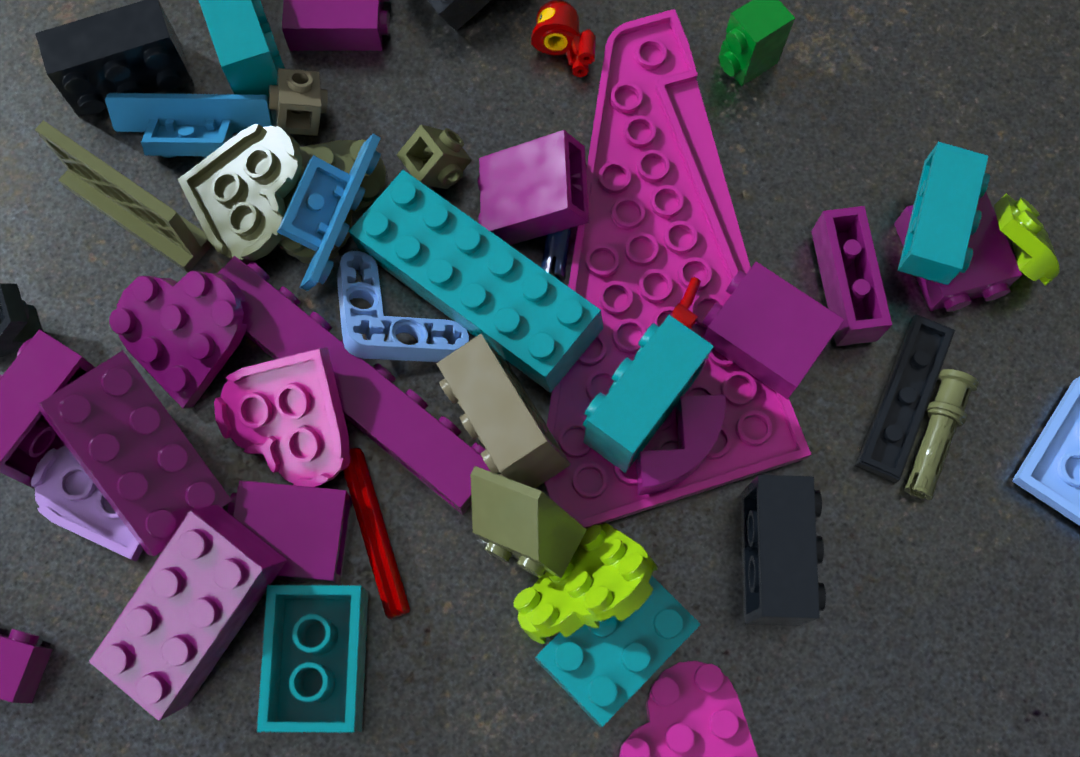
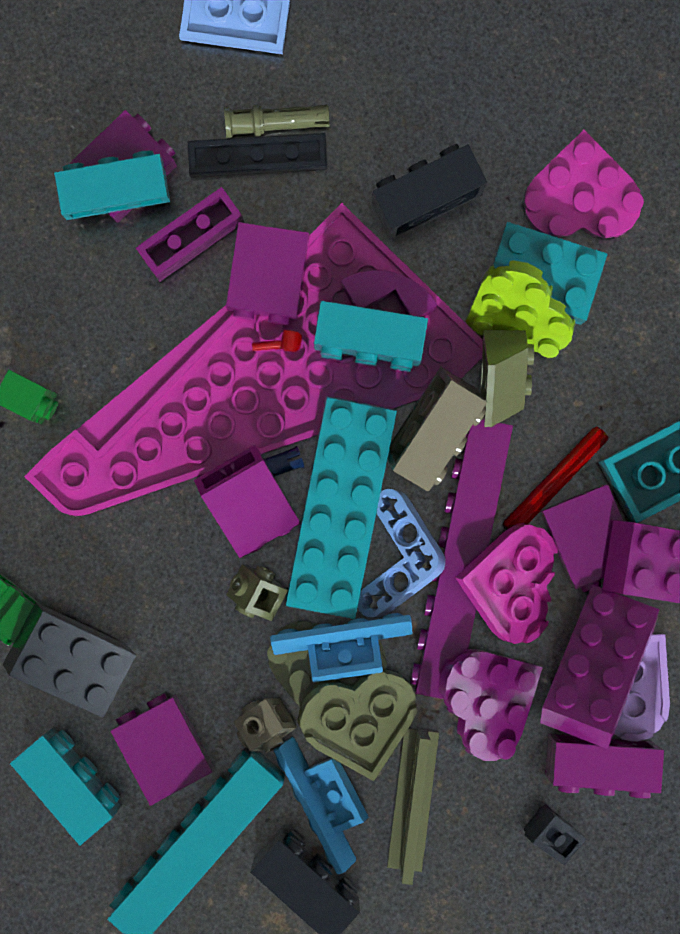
camera: 115 degrees left, 15 degrees up
(559, 35) = (91, 557): red piece -> none
(1029, 237) = (93, 118): lime slope -> none

